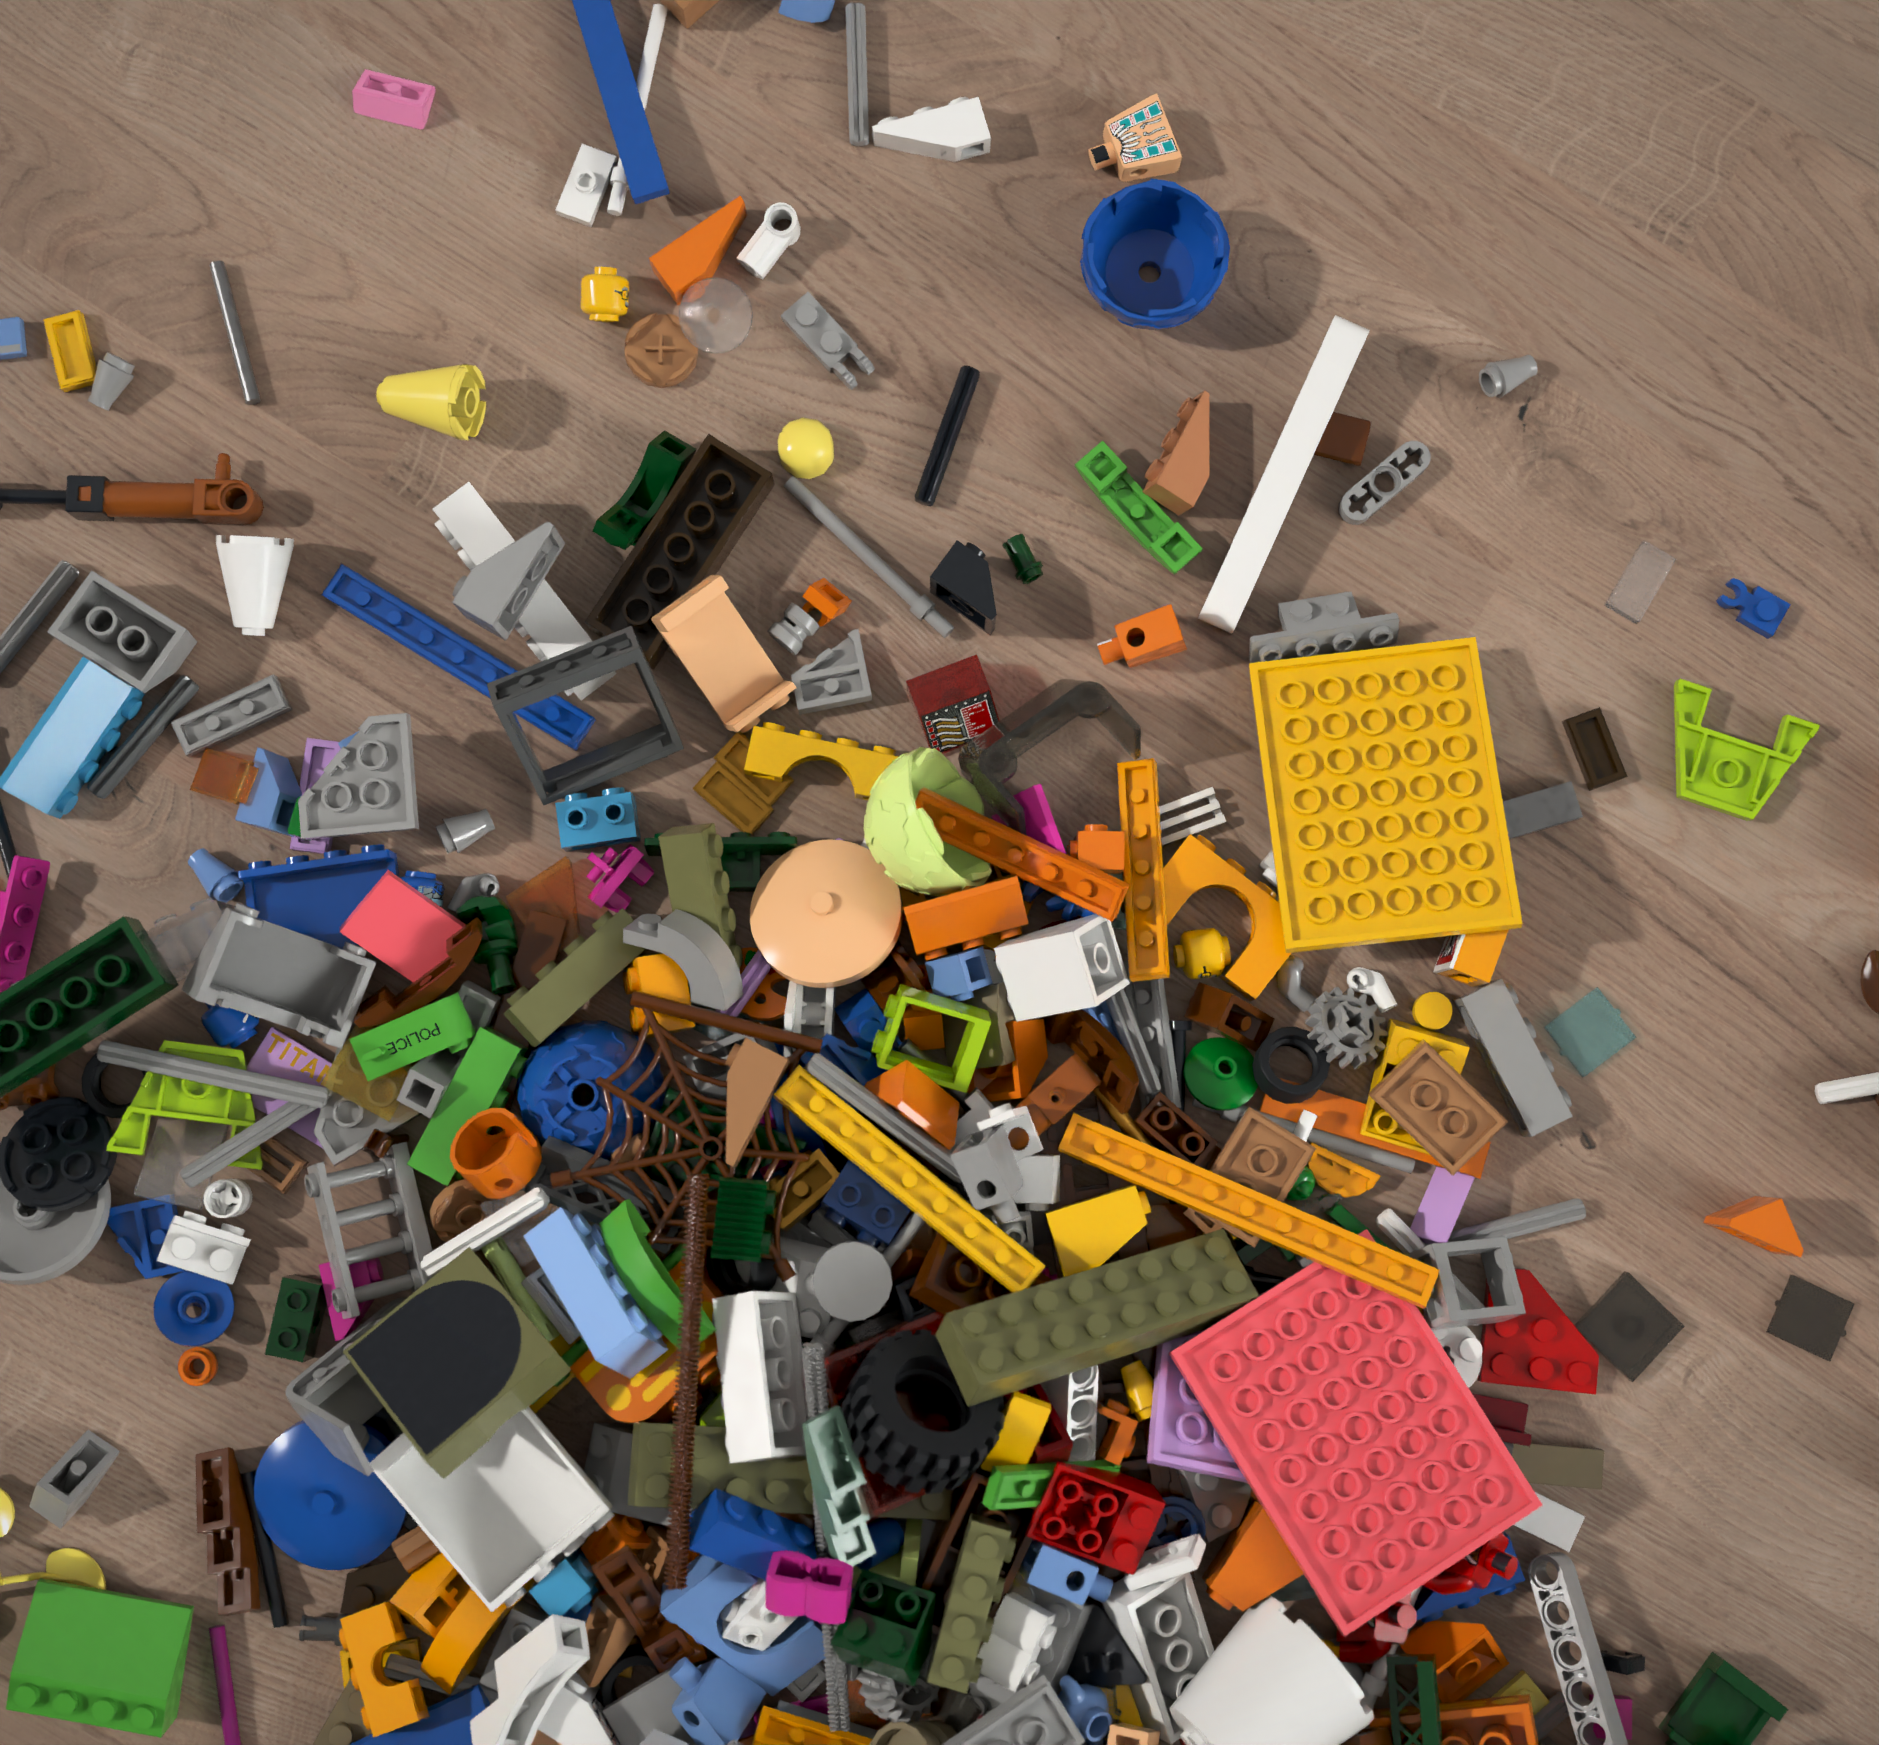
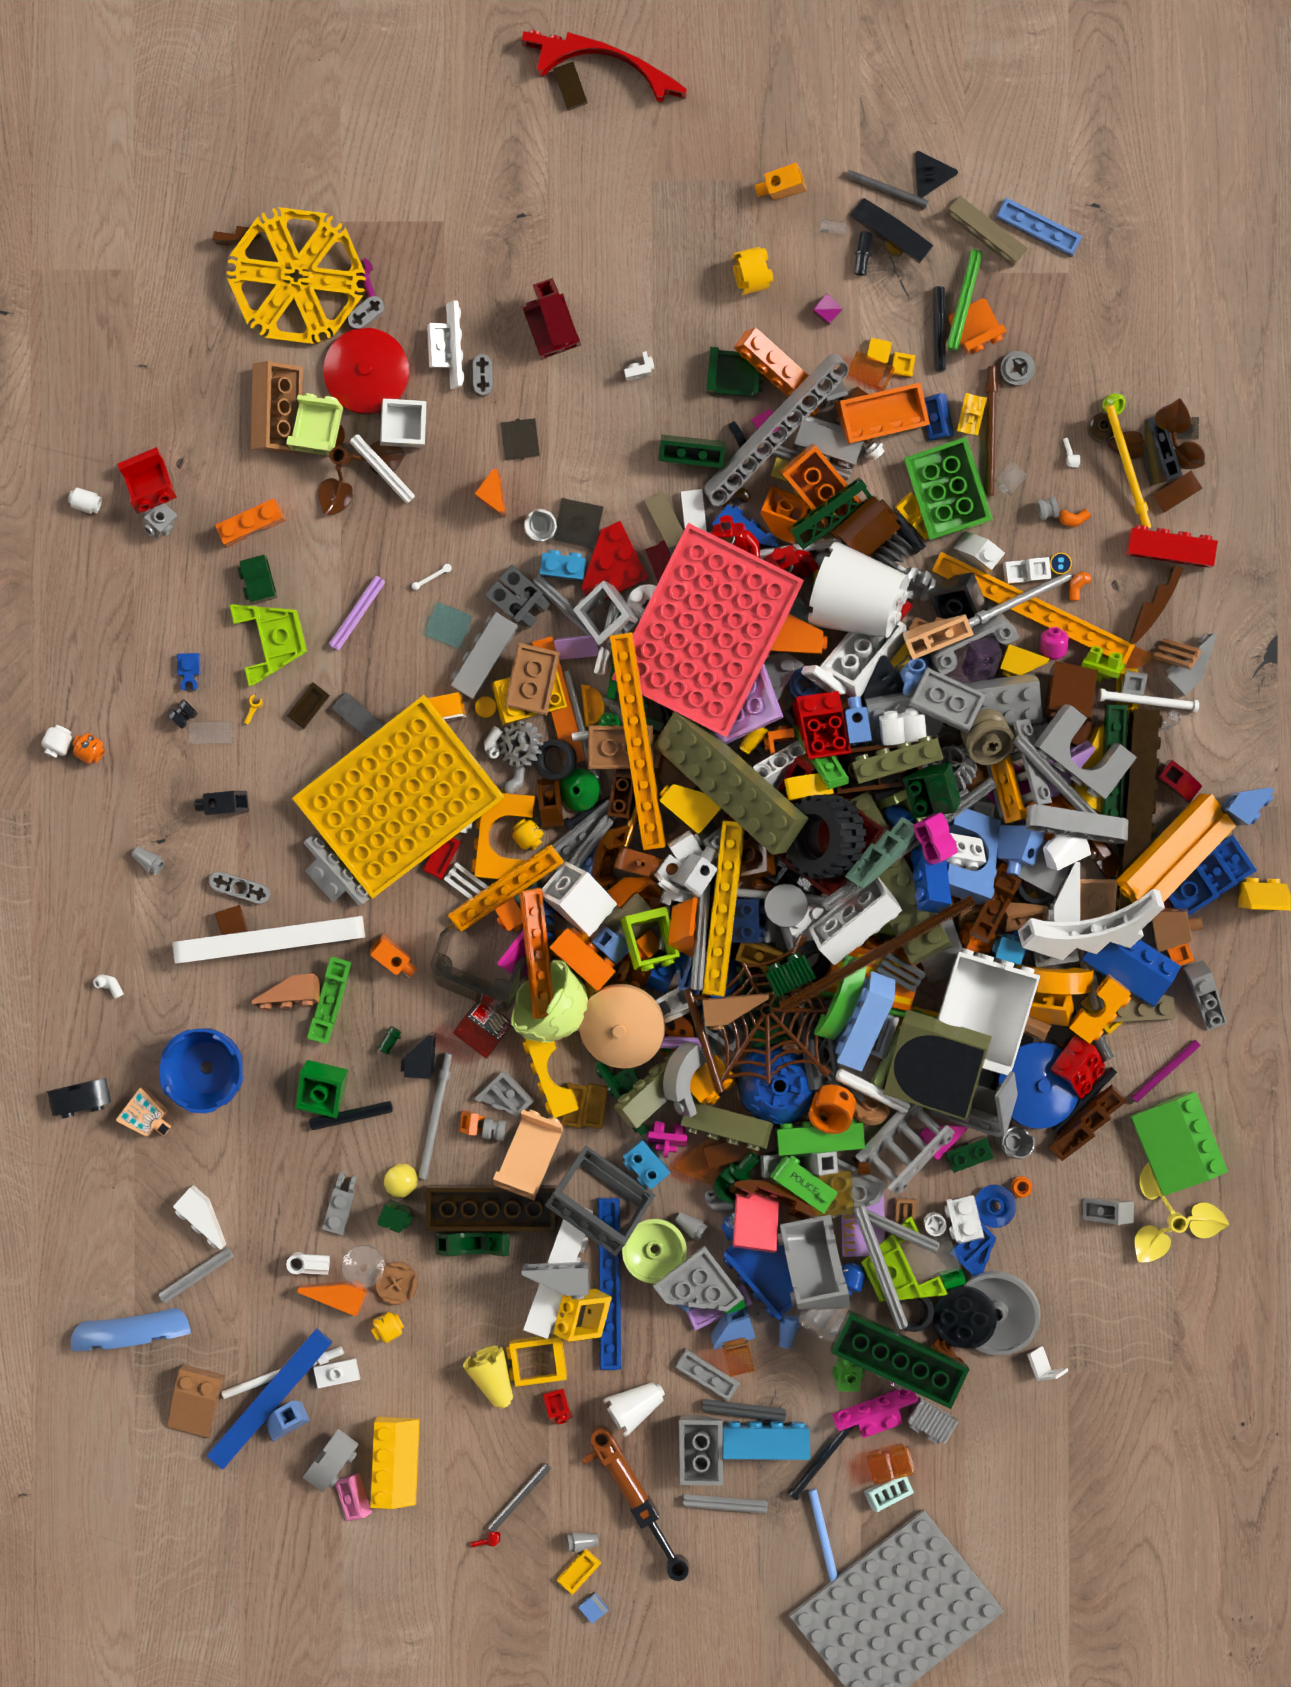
camera: 120 degrees left, 5 degrees up
(84, 917) = (847, 1375): none -> bright green brick
(125, 1173) = (953, 1279): none -> green tile
(197, 254) = (493, 1540): none -> red hand
(263, 1404) = (1017, 1143): none -> light grey hair
(320, 1578) = (1079, 1065): none -> red bracket
(328, 468) = (557, 1406): none -> red bracket
(402, 185) = (394, 1462): none -> yellow slope
(416, 595) = (594, 1318): none -> yellow window
(443, 733) = (650, 1265): none -> yellowish green dish
(449, 483) = (537, 1341): none -> yellow window
(464, 95) = (331, 1460): none -> light grey brick
(565, 72) = (286, 1419): none -> medium blue slope
(606, 1410) = (910, 986): none -> dark grey tile
(758, 404) = (395, 1216): none -> dark green brick
(1015, 415) = (321, 1088): none -> green slope
(1221, 64) = (79, 1097): none -> black brick
(1245, 804) = (441, 858): none -> red tile
(1360, 210) = (110, 983): none -> white arm
(1526, 1607) = (741, 494): none -> dark brown arm
(1527, 534) = (222, 803): none -> black torso
(1560, 1165) = (523, 600): none -> dark grey hips
(1578, 1262) = (563, 566): none -> dark azure brick
(1639, 1575) = (691, 451): none -> dark green brick
(1640, 666) = (252, 709): none -> yellow hand
(1663, 1267) = (540, 525): none -> white hair
(1678, 1083) = (446, 568): none -> white hinge
(1691, 907) = (357, 613): none -> lavender axle
(1696, 556) = (182, 713): none -> black wheel
(1728, 388) = (88, 748): none -> orange head
(1765, 351) = (57, 741): none -> white head
(1810, 1570) = (638, 371): none -> white bracket
(1832, 791) = (257, 579): none -> dark green brick

